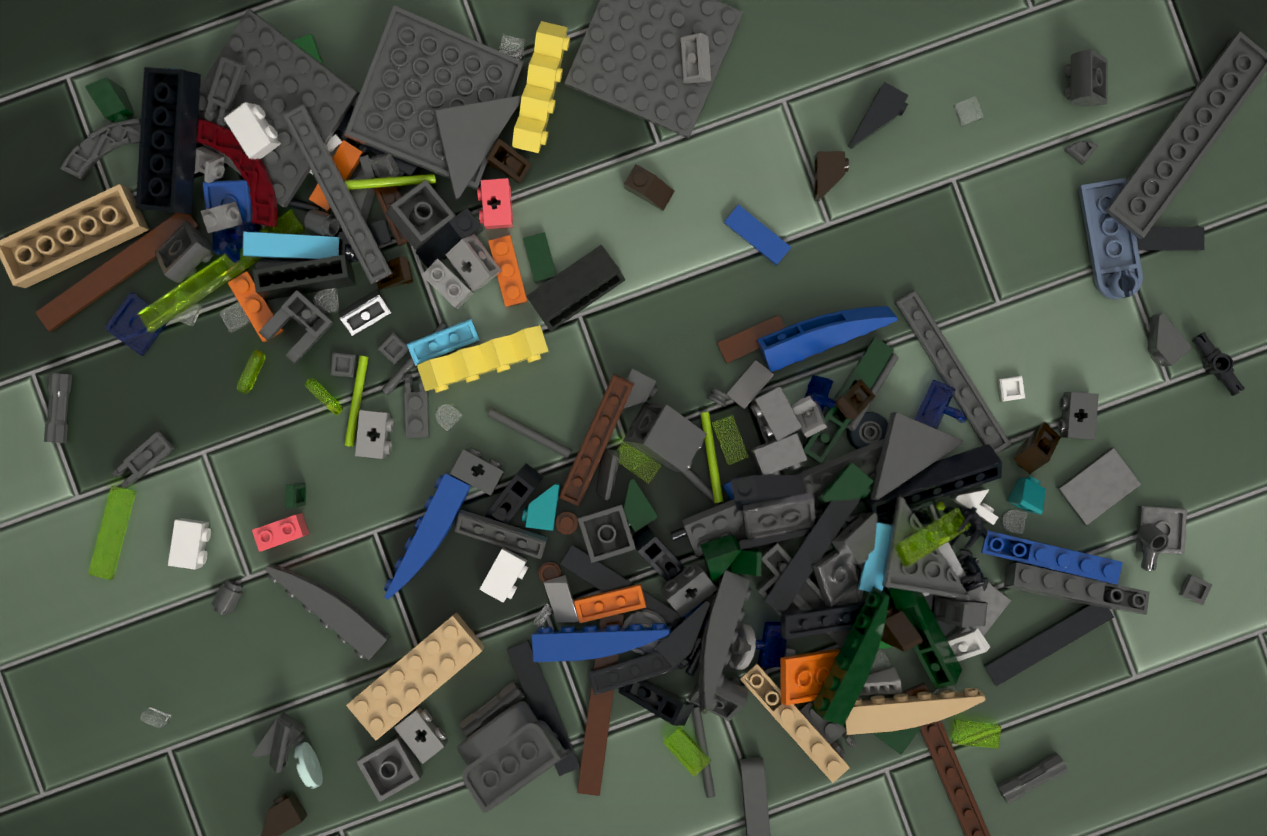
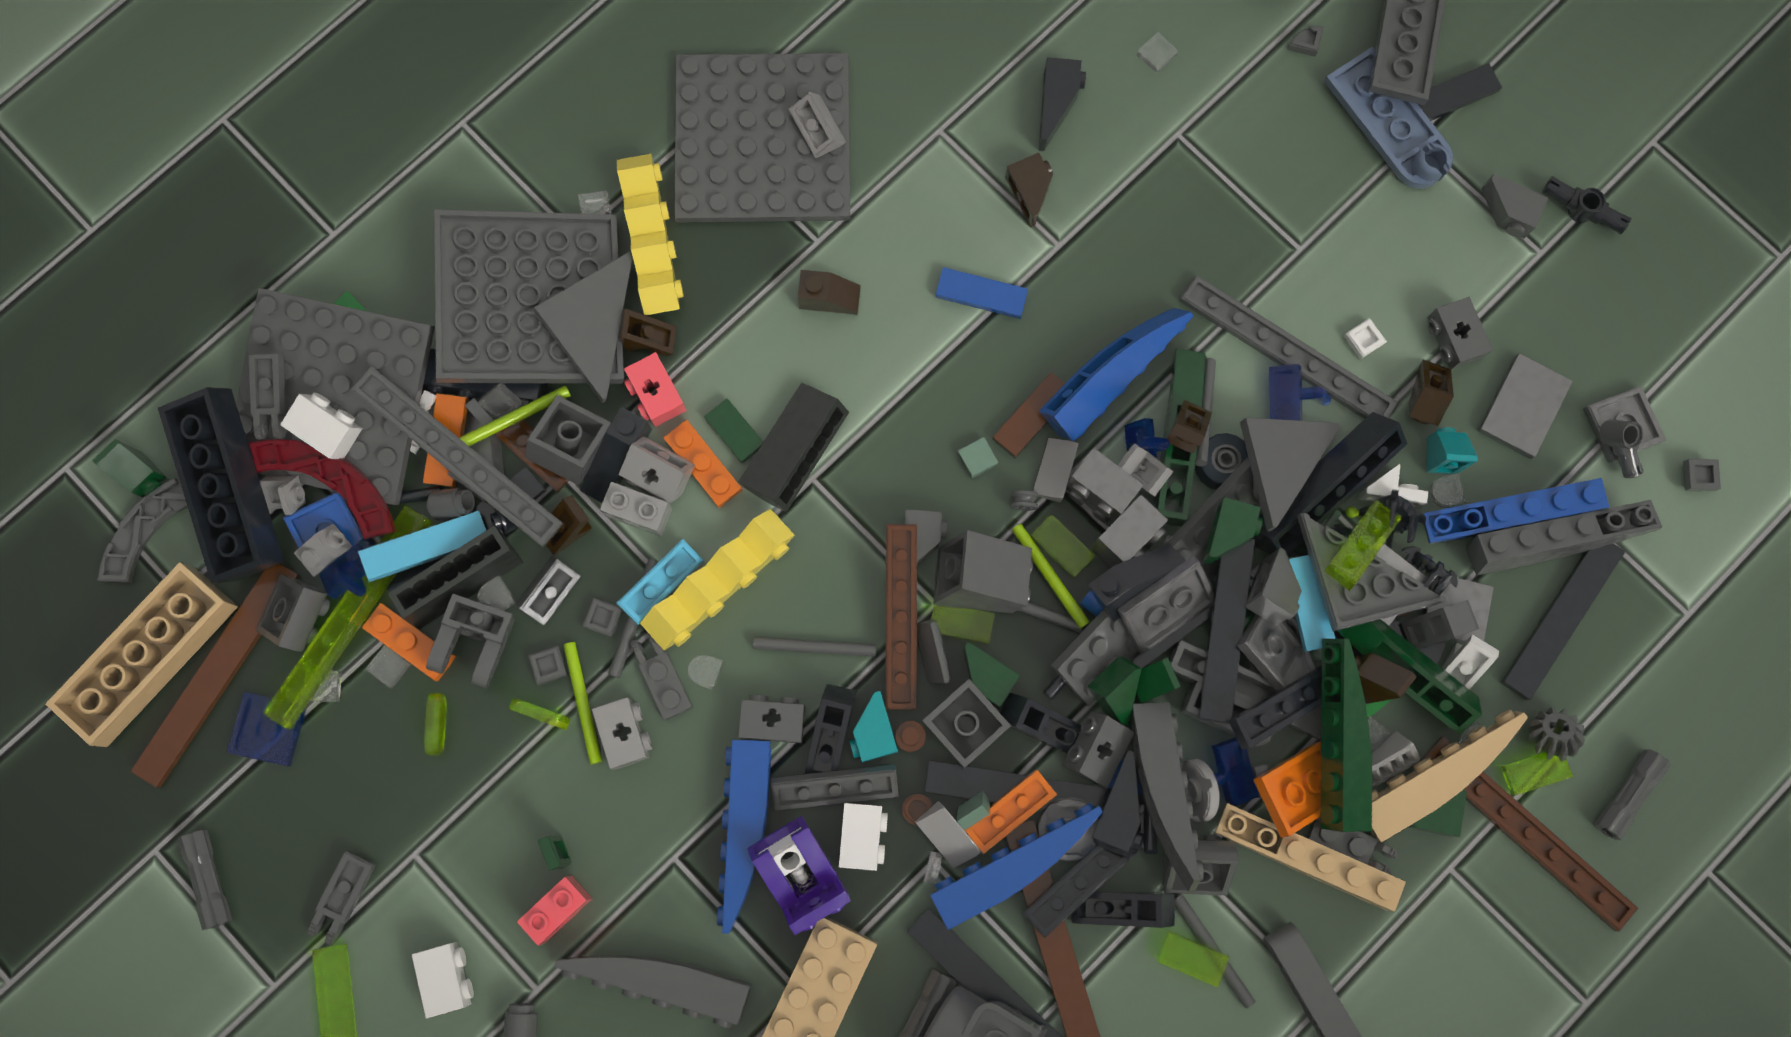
camera: 25 degrees left, 10 degrees down
(450, 600) = (812, 894): none -> dark purple brick
(586, 592) = (973, 810): none -> sand green tile
(700, 352) = (977, 457): none -> sand green tile
(992, 713) = (1556, 734): none -> dark grey gear

